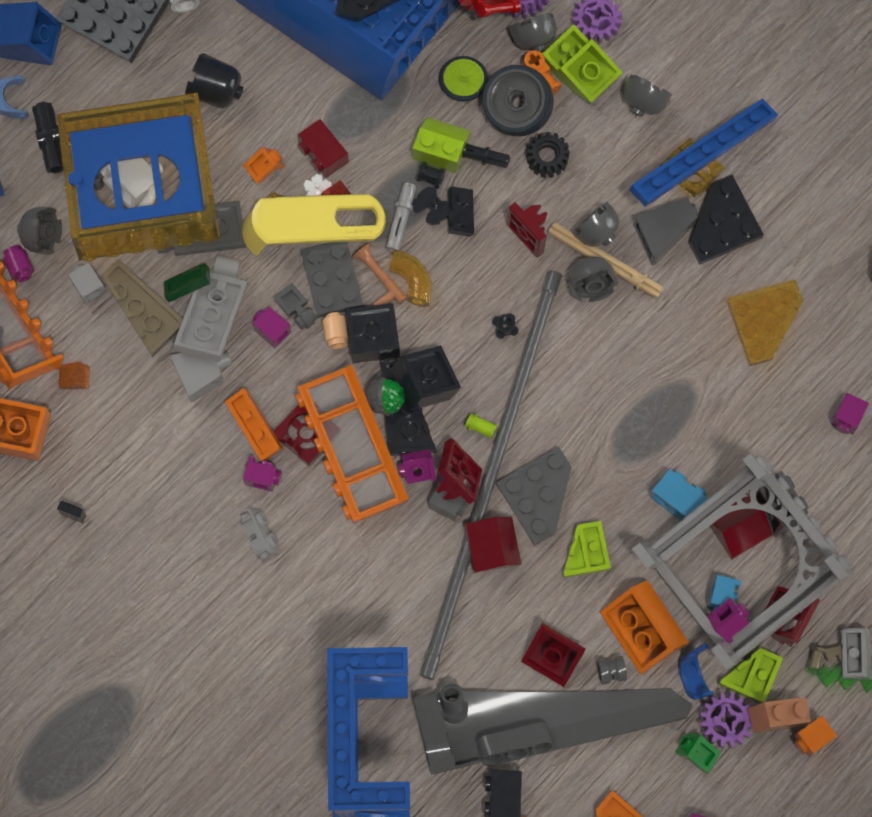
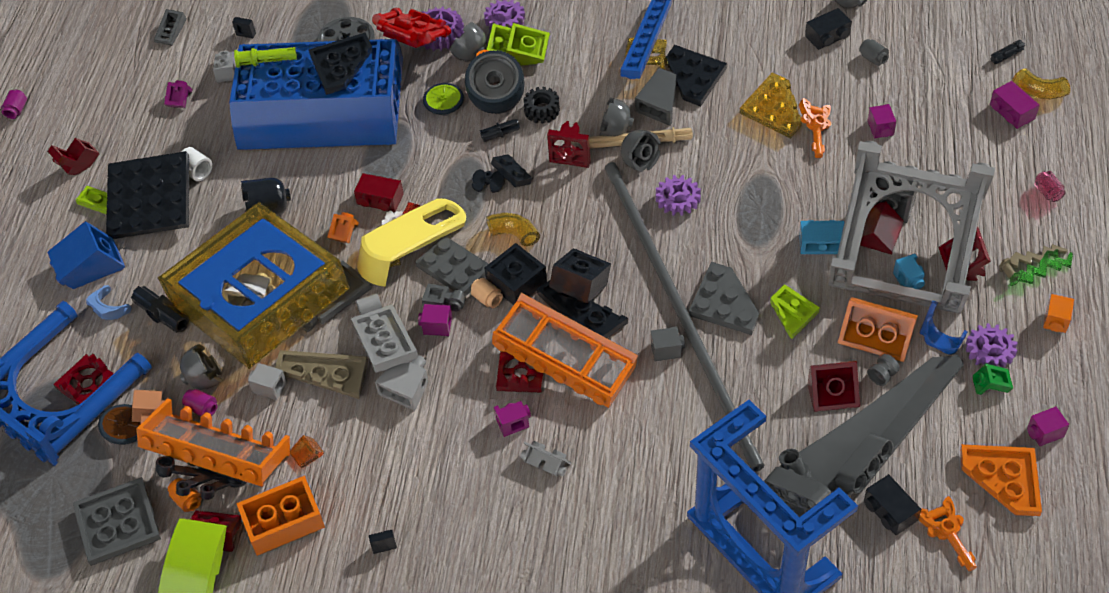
camera: 30 degrees left, 20 degrees down
(187, 282) = (347, 330): dark green tile -> none
(254, 424) = (477, 389): orange plate -> none
(385, 396) = (563, 300): piece -> none
(394, 291) = (466, 235): nougat piece -> none
(403, 208) = (468, 193): light grey pin -> none
(418, 459) = (626, 328): magenta brick -> none
(431, 175) = (466, 167): black bush -> none
(440, 144) = (463, 144): lime slope -> none
(454, 484) = (658, 317): dark red piece -> none
(480, 425) = (644, 284): lime pin -> none
(493, 544) = (722, 348): dark red slope -> none
(509, 320) = (604, 216): black plate -> none
(578, 357) = (678, 195): none -> medium lavender gear
(645, 96) = (577, 33): dark grey cylinder -> none
(729, 619) = (932, 277): magenta brick -> none
(754, 675) = (981, 308): lime wing -> none
(779, 715) = (1023, 314): nougat brick -> none
(785, 369) = (817, 121): none -> orange piece
(856, 653) = (1031, 248): light grey slope -> none

